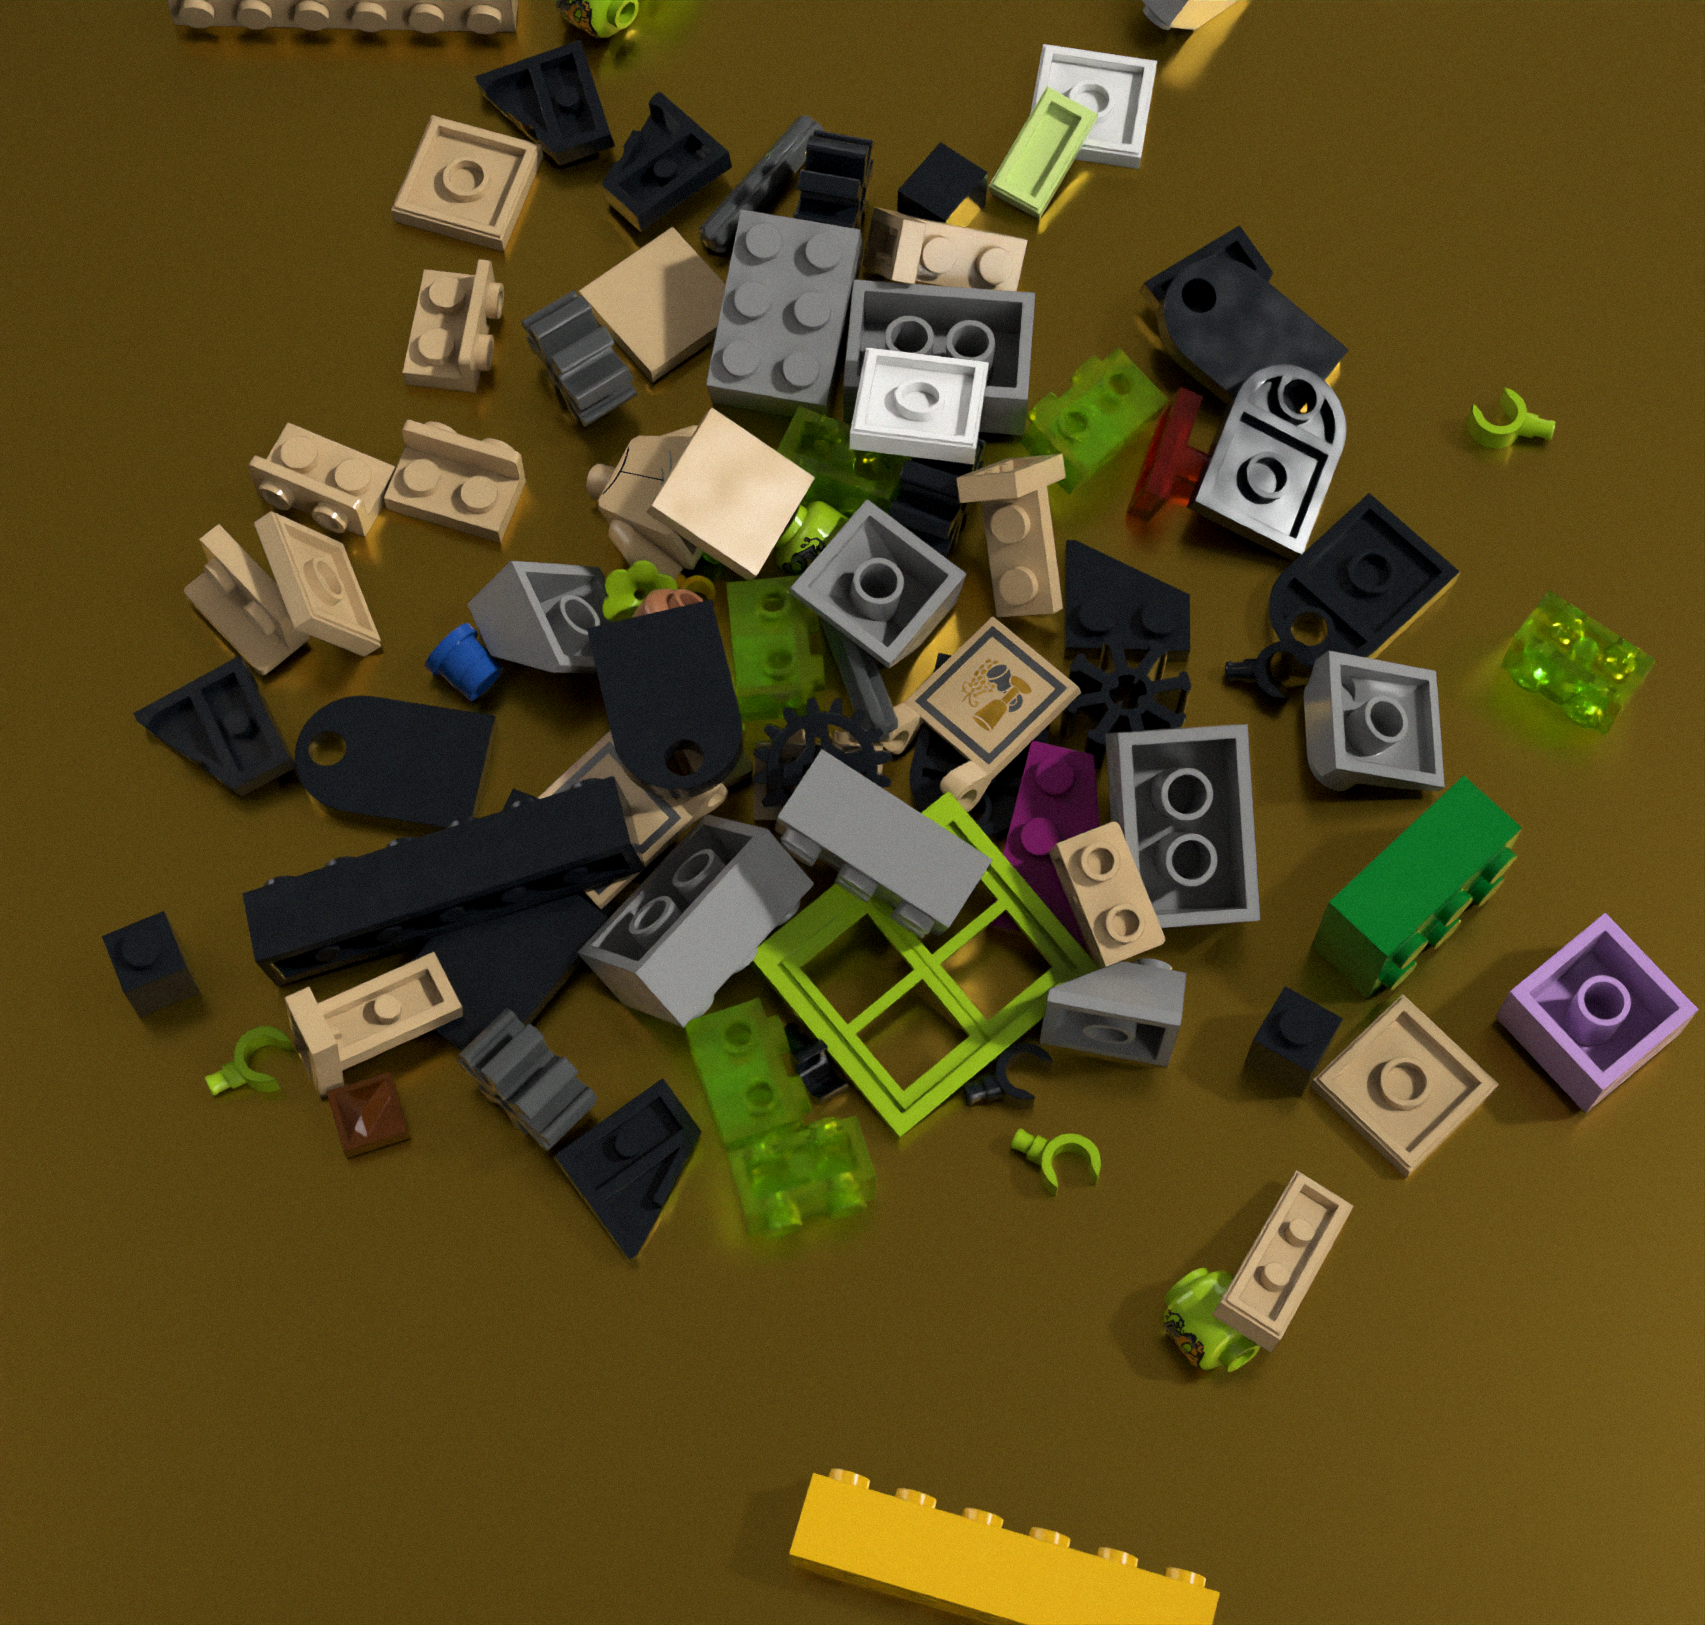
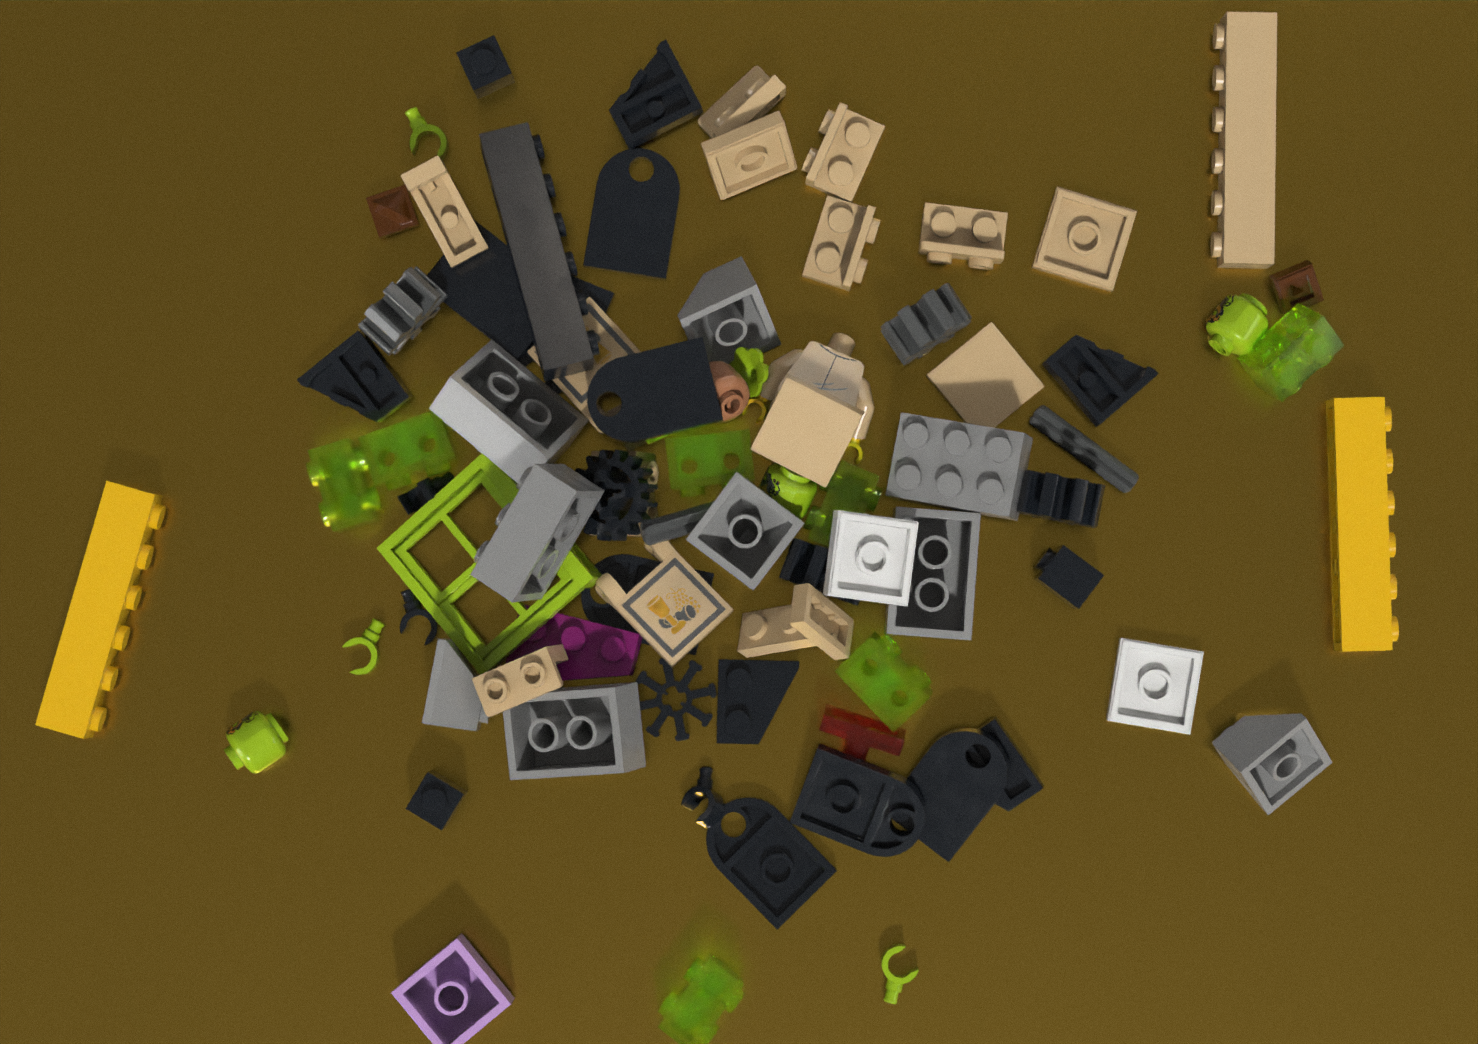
camera: 90 degrees right, 20 degrees up
(464, 662) = (702, 256): blue piece -> none
(552, 102) = (1148, 298): black wing -> none
(942, 253) = (1014, 574): tan bracket -> none
(1043, 153) = (1107, 650): yellowish green tile -> none
(1283, 1261) = (289, 786): tan tile -> none
(1373, 724) = (659, 864): light grey slope -> none
(1404, 1085) = (415, 871): tan tile -> none
(1417, 889) = (533, 885): green brick -> none

